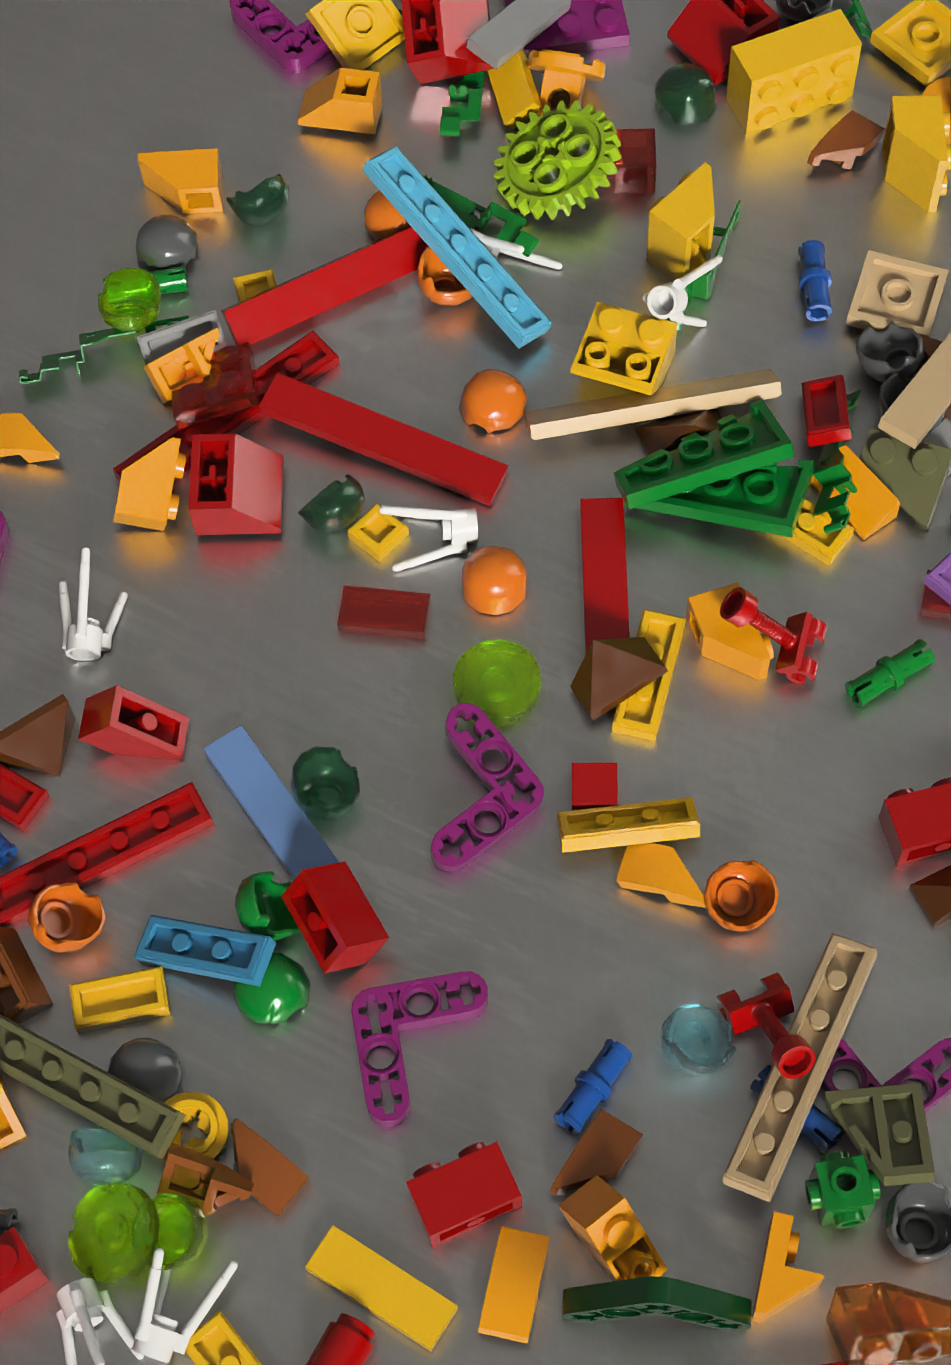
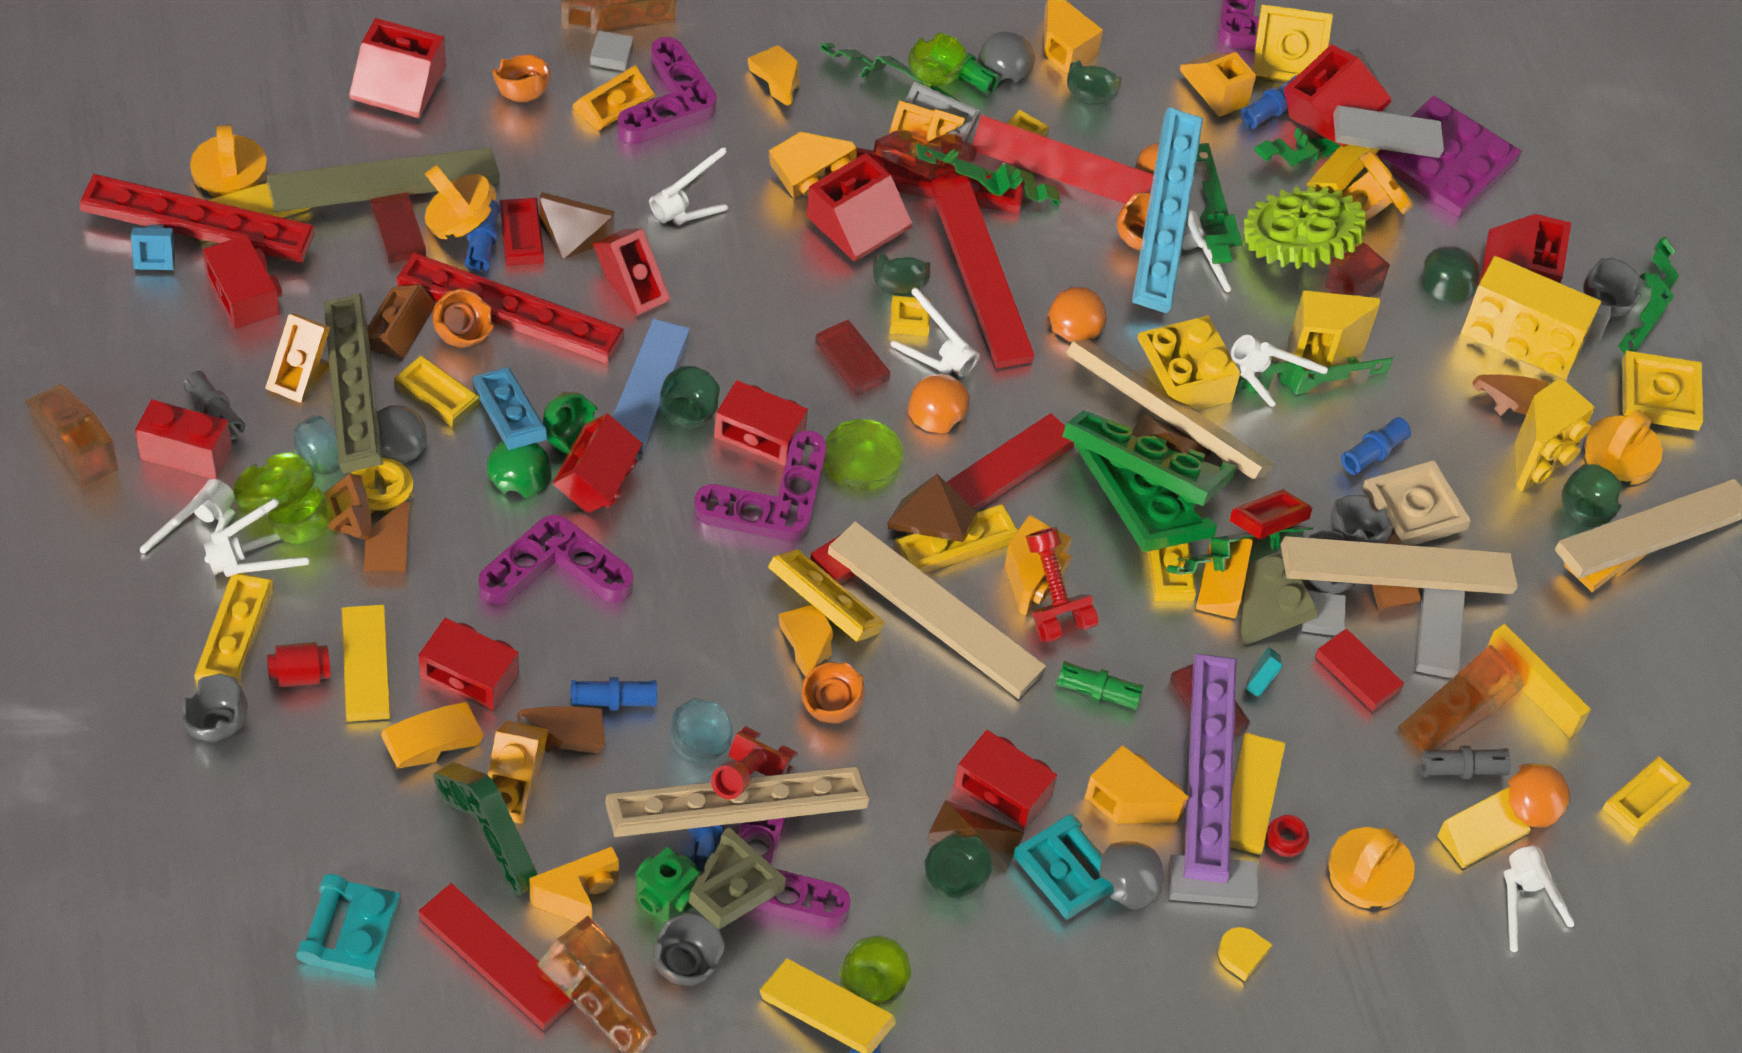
camera: 40 degrees right, 10 degrees down
(301, 349) = (1001, 180): none -> green piece
(399, 83) = (1272, 103): none -> blue pin
(399, 741) = (759, 421): none -> red brick
(712, 745) = (937, 610): none -> tan tile

